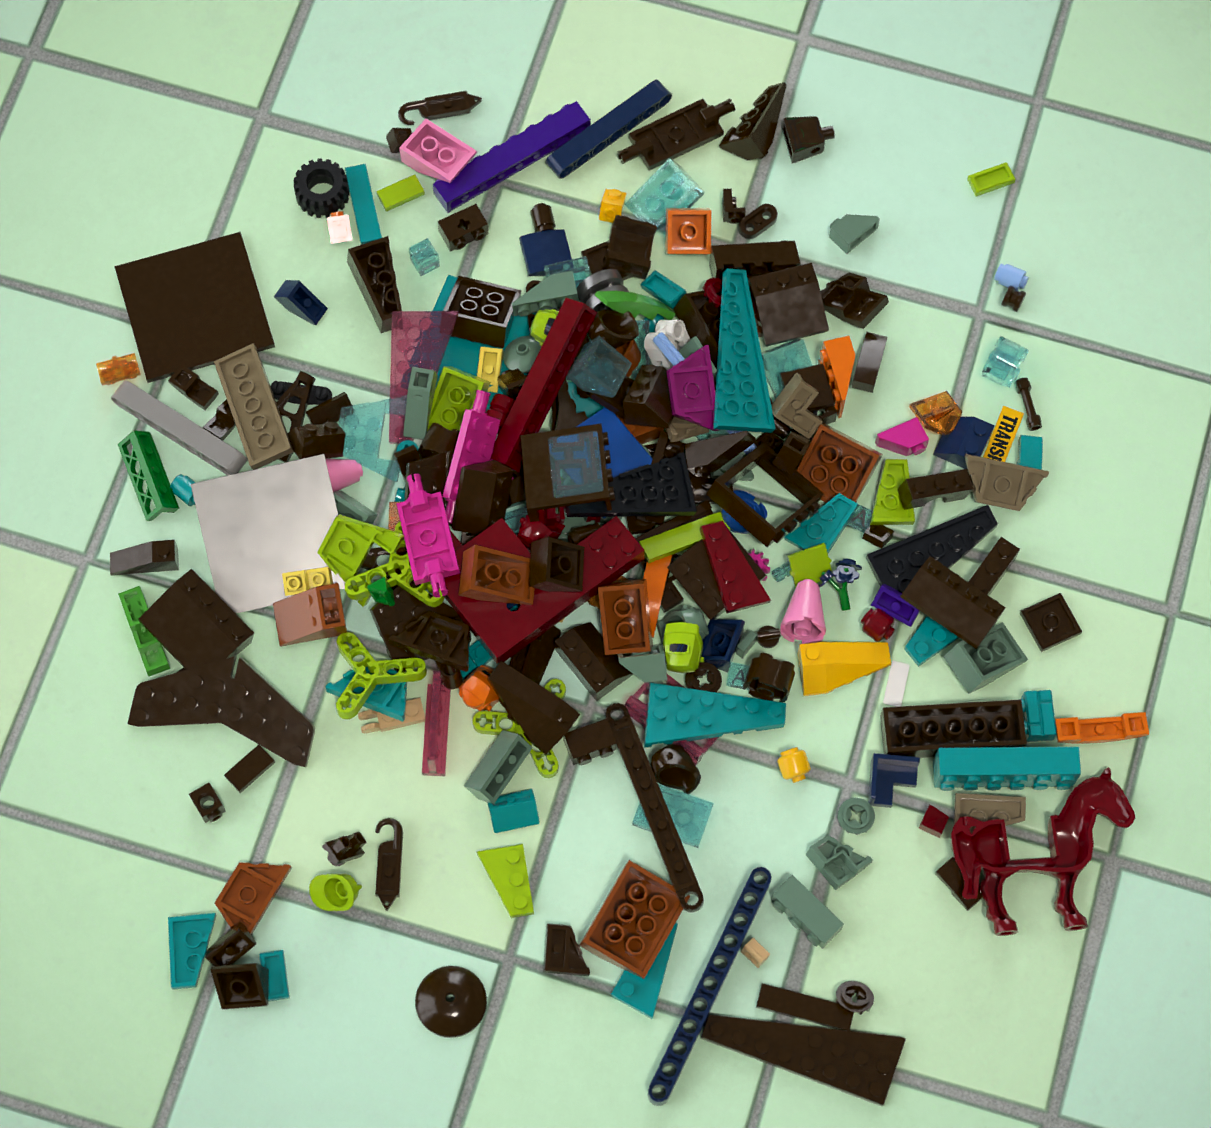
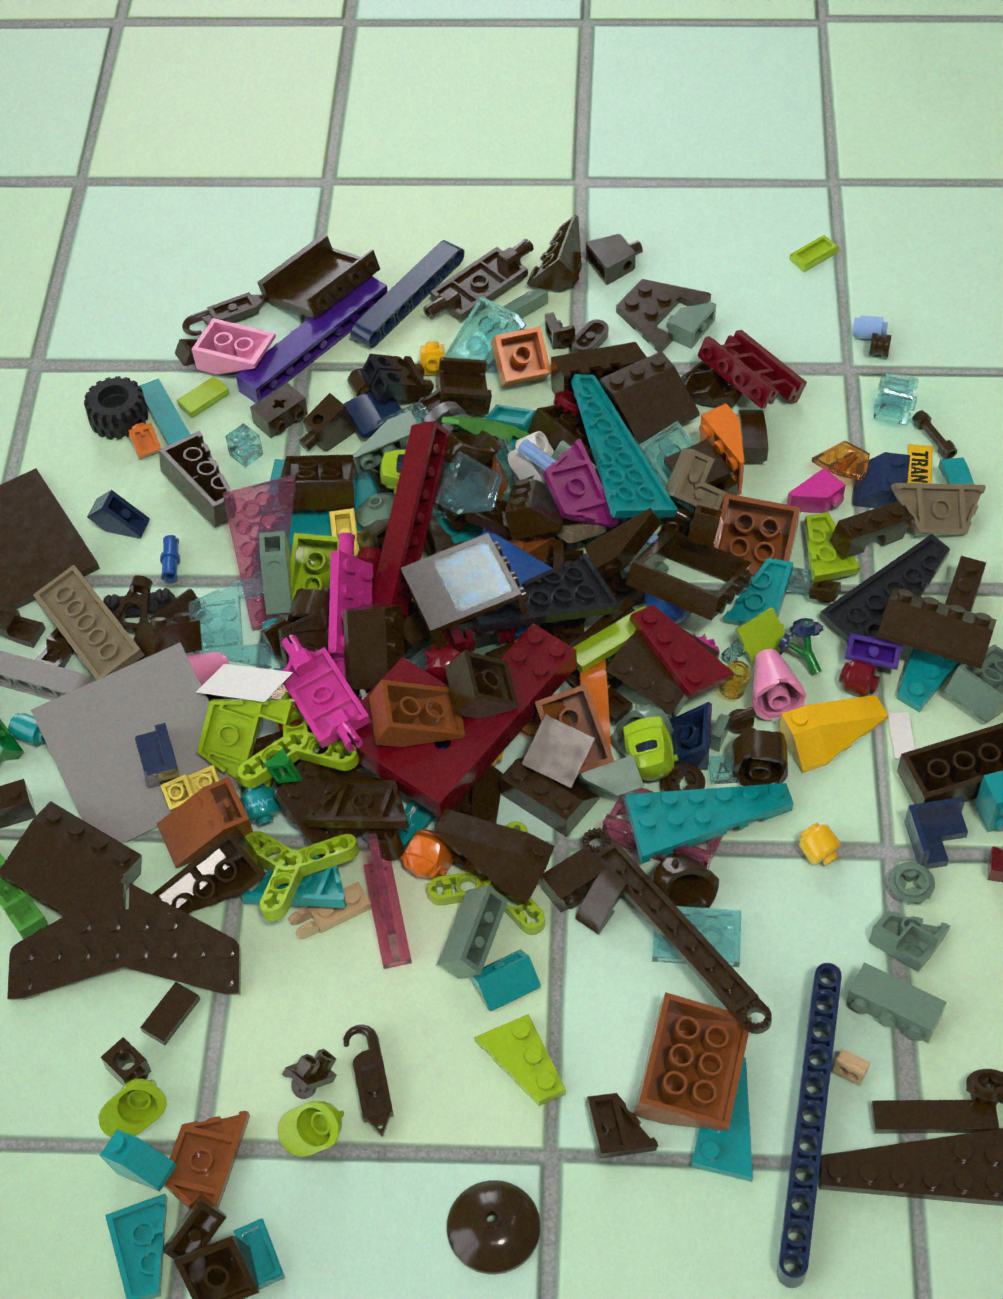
camera: 10 degrees left, 15 degrees down
(200, 883) = (137, 1160): none -> teal slope
(205, 840) = (132, 1108): none -> lime piece
(284, 548) = (157, 756): none -> dark blue panel
(308, 664) = (215, 875): none -> dark brown wedge
(336, 355) = (170, 558): none -> blue pin
(357, 612) = (260, 804): none -> teal head
(368, 505) = (244, 682): none -> white sticker
(499, 257) = (327, 425): none -> dark brown torso
(530, 93) = (317, 277): none -> dark brown panel
(572, 223) = (395, 378): none -> hips
(605, 767) = (600, 901): none -> dark brown slope
(606, 633) = (558, 751): none -> tile
(710, 167) = (528, 302): none -> sand green slope
(778, 601) = (736, 687): none -> clear yellow brick
(823, 197) = (651, 302): none -> dark brown wing
(900, 290) = (752, 369): none -> dark red fence

